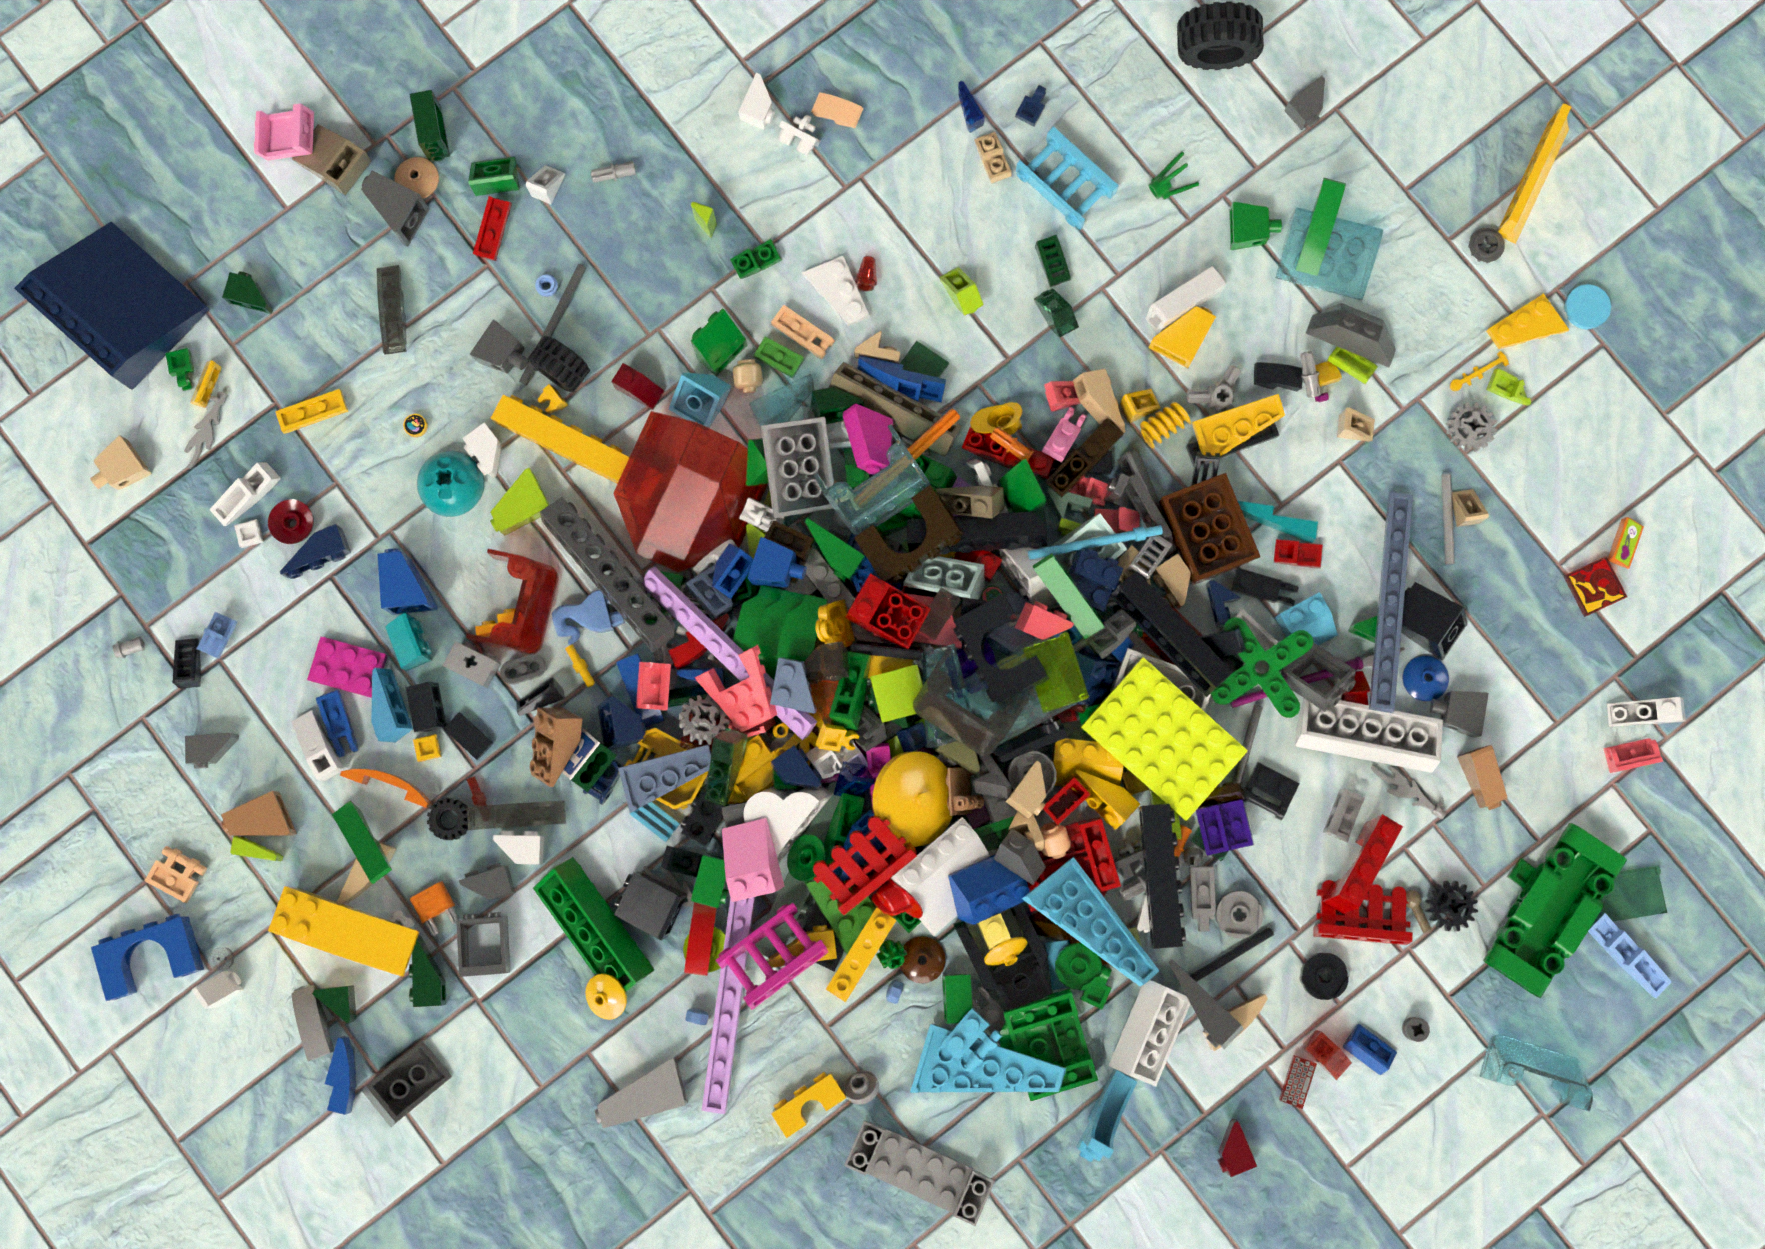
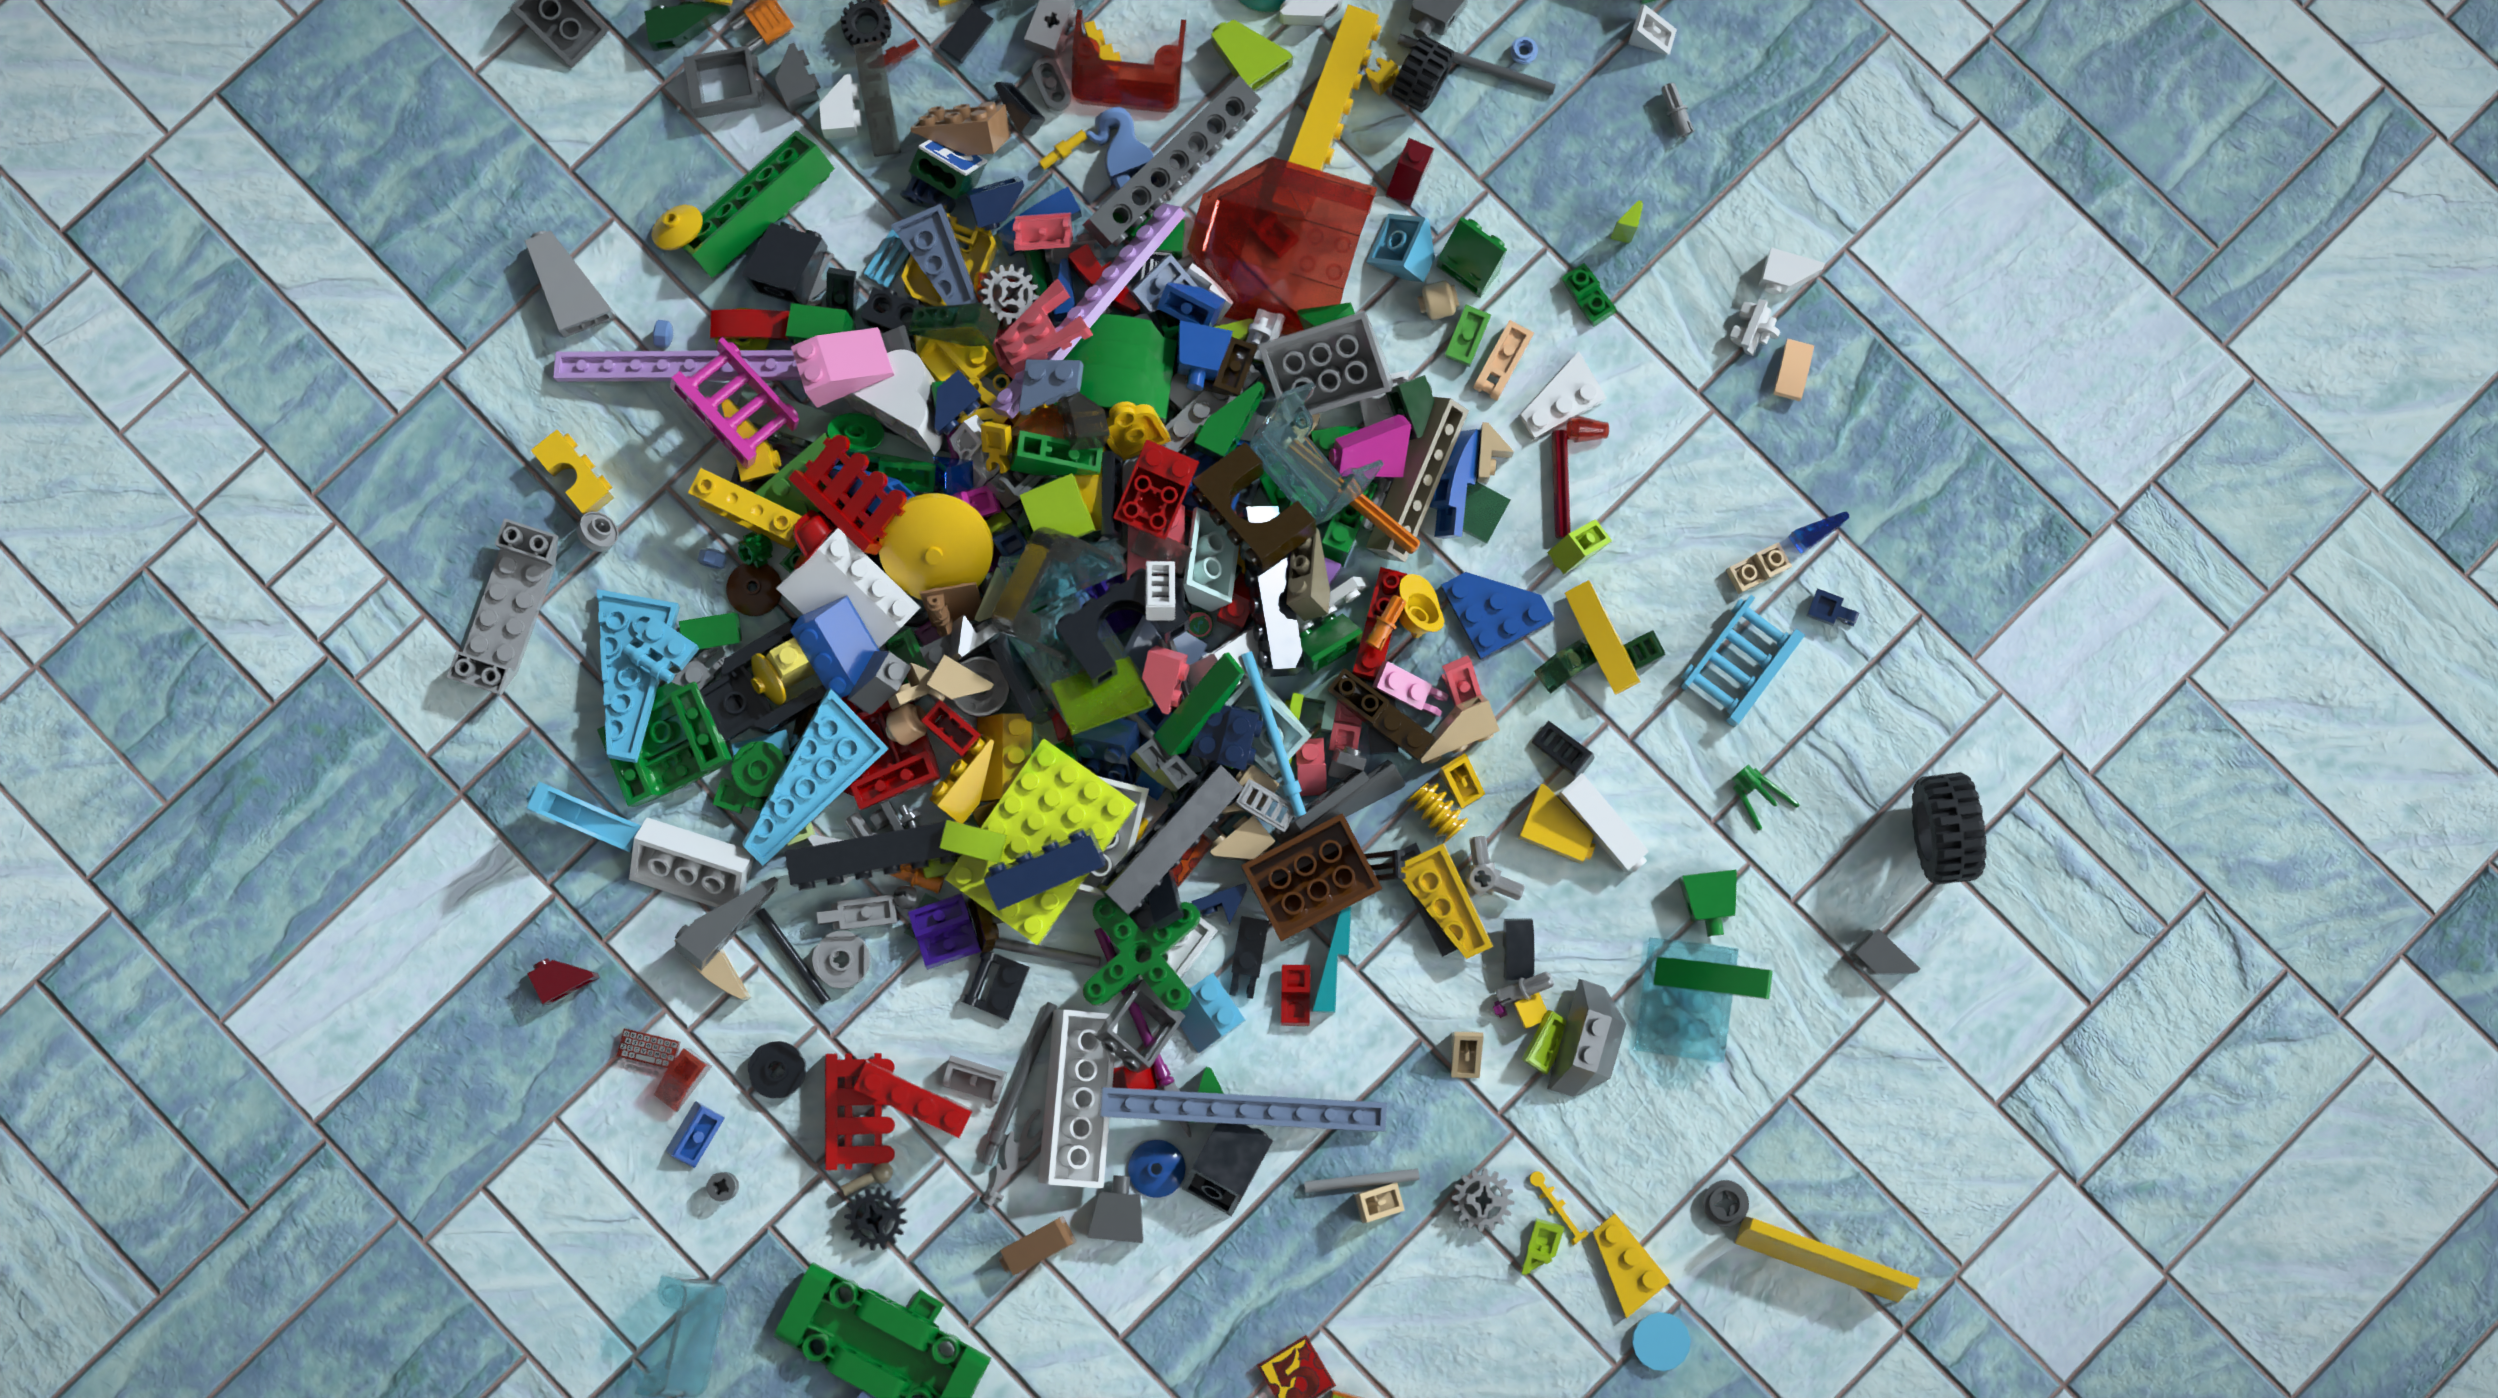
camera: 80 degrees right, 0 degrees up
(782, 403) = (1403, 341): clear light blue slope -> none
(908, 299) = (1561, 483): none -> dark red axle
(991, 615) = (1160, 607): none -> white slope
(1006, 364) = (1494, 611): none -> blue plate
(1037, 281) = (1602, 637): none -> yellow slope
(1133, 323) = (1583, 763): none -> black slope
(1163, 791) = (973, 841): none -> lime slope
(1192, 734) = (1044, 869): none -> dark blue brick
(1391, 802) = (997, 1135): none -> dark grey bar

